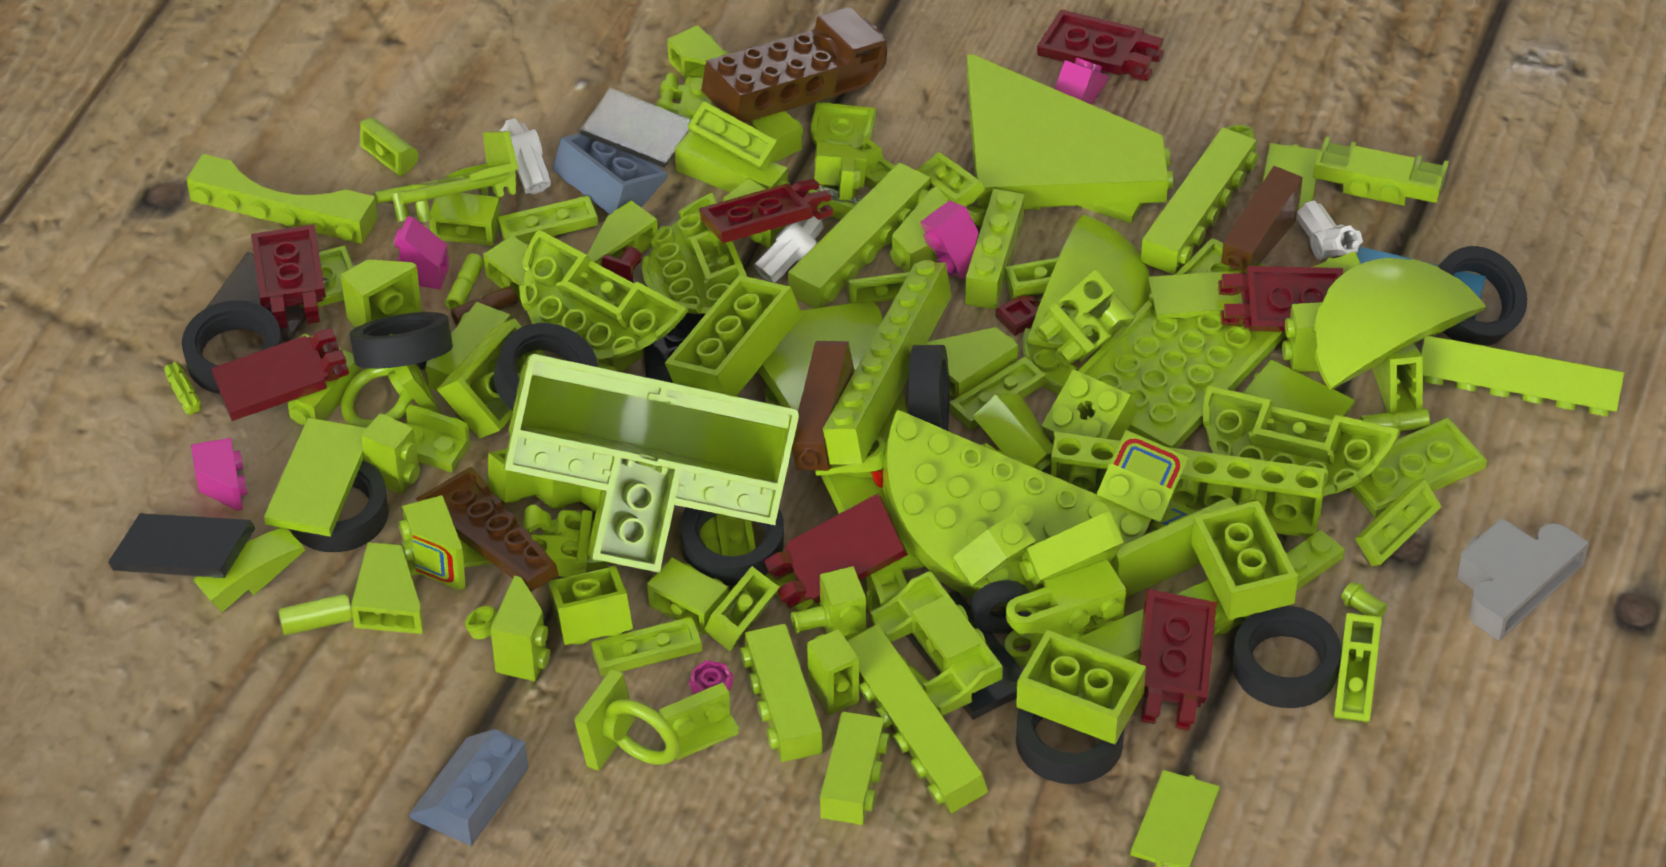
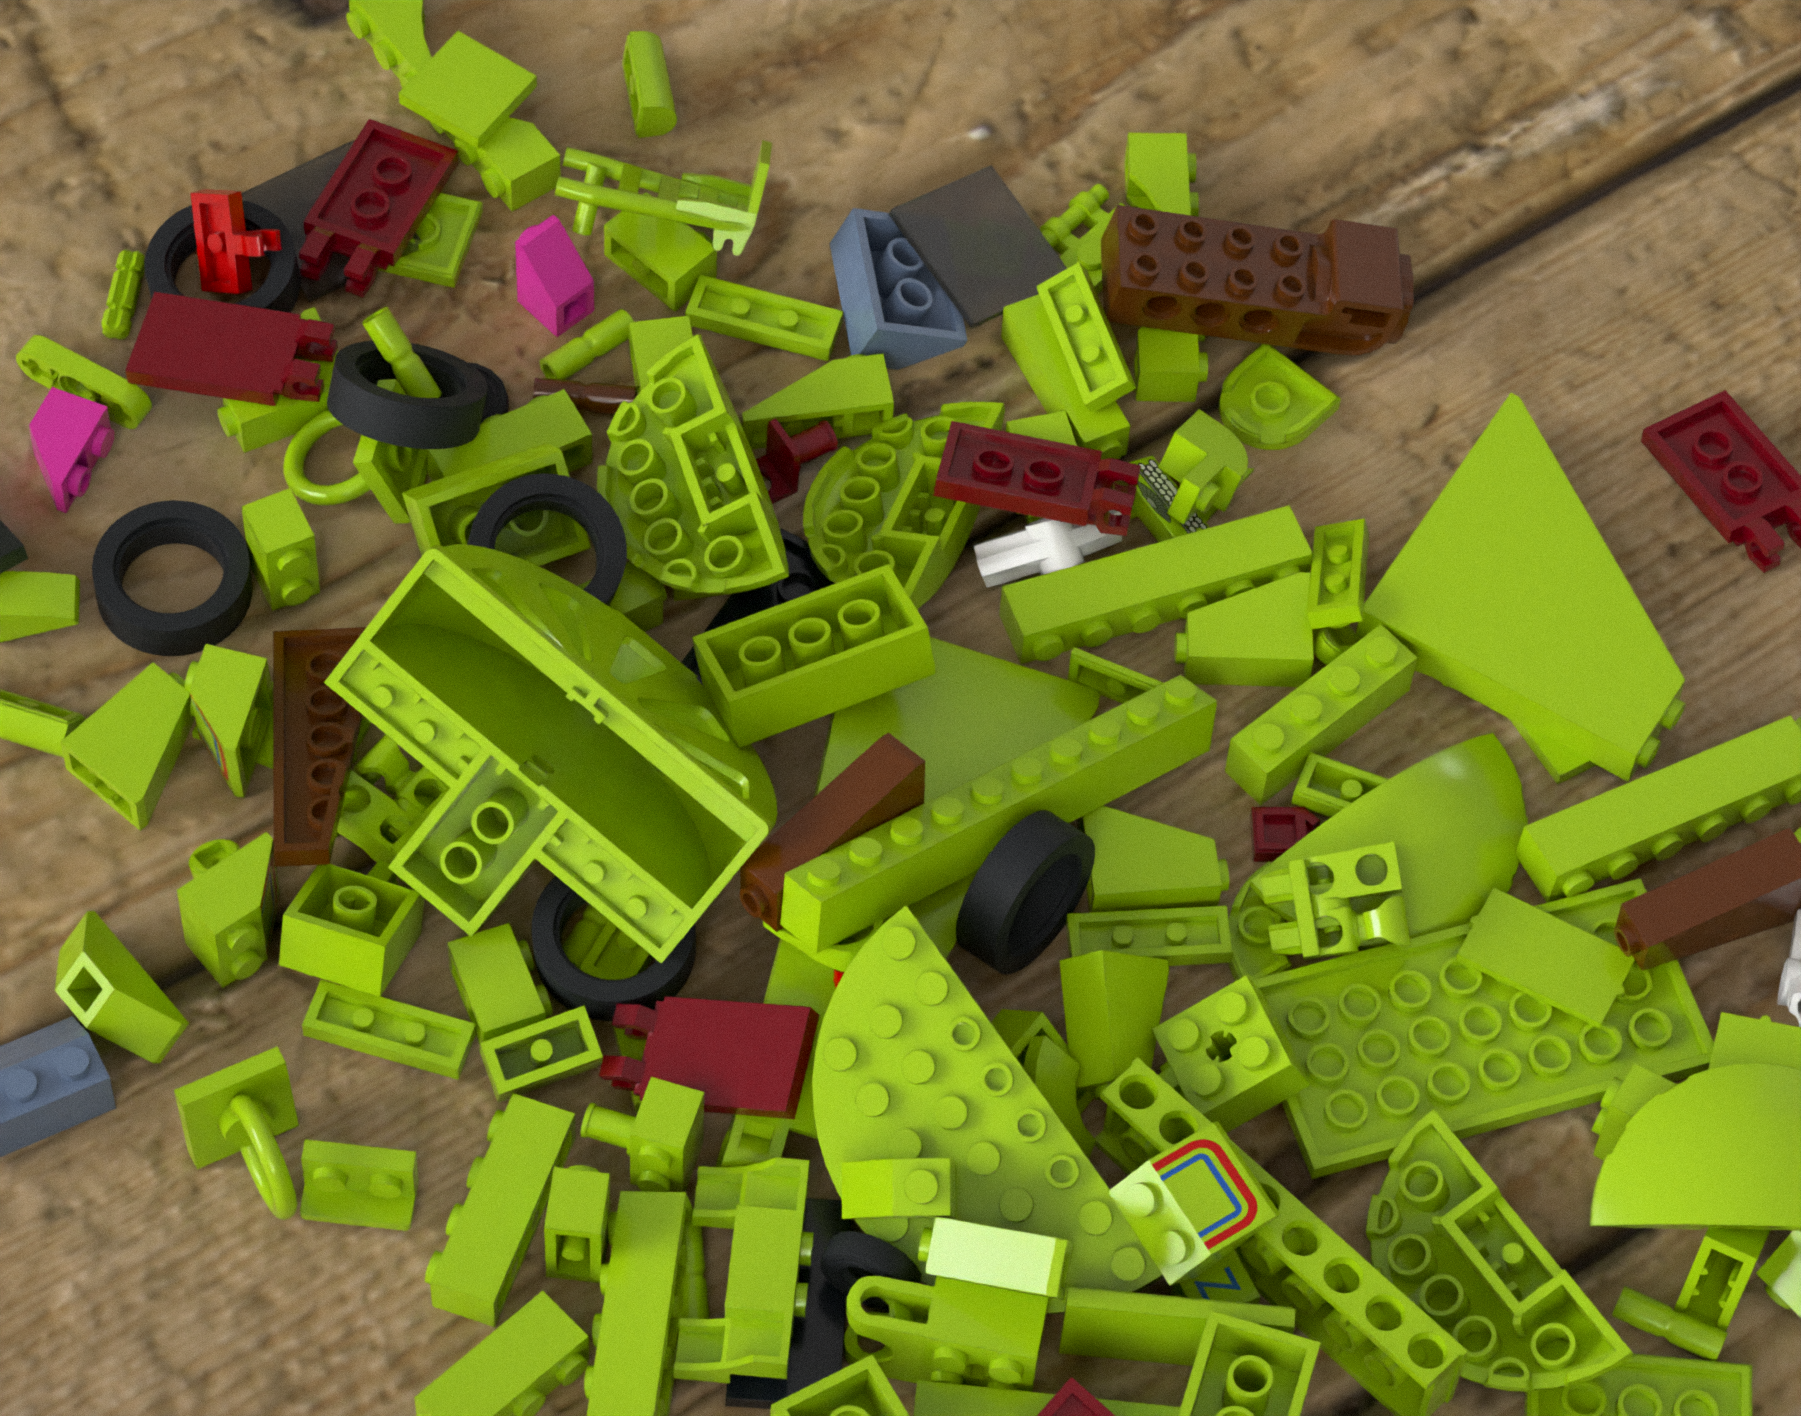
camera: 30 degrees right, 10 degrees up
(187, 431) = (68, 371): none -> lime beam
(226, 327) = (225, 243): none -> red plate
(298, 189) = (468, 89): none -> lime tile
(317, 478) = (160, 531): lime tile -> none
(377, 319) = (398, 352): none -> lime piece
(380, 290) = (453, 305): lime slope -> none
(438, 438) = (364, 555): lime bracket -> none
(484, 707) = (115, 993): none -> lime slope
(529, 157) = (805, 200): white piece -> none
(707, 672) = (435, 1117): dark pink plate -> none
(876, 166) = (1267, 481): lime slope -> none
(952, 237) = (1260, 664): dark pink slope -> none
(1081, 80) = (1653, 524): dark pink slope -> none
(1270, 293) = (1644, 1025): dark red tile -> none
(1298, 392) = (1555, 1185): lime piece -> none

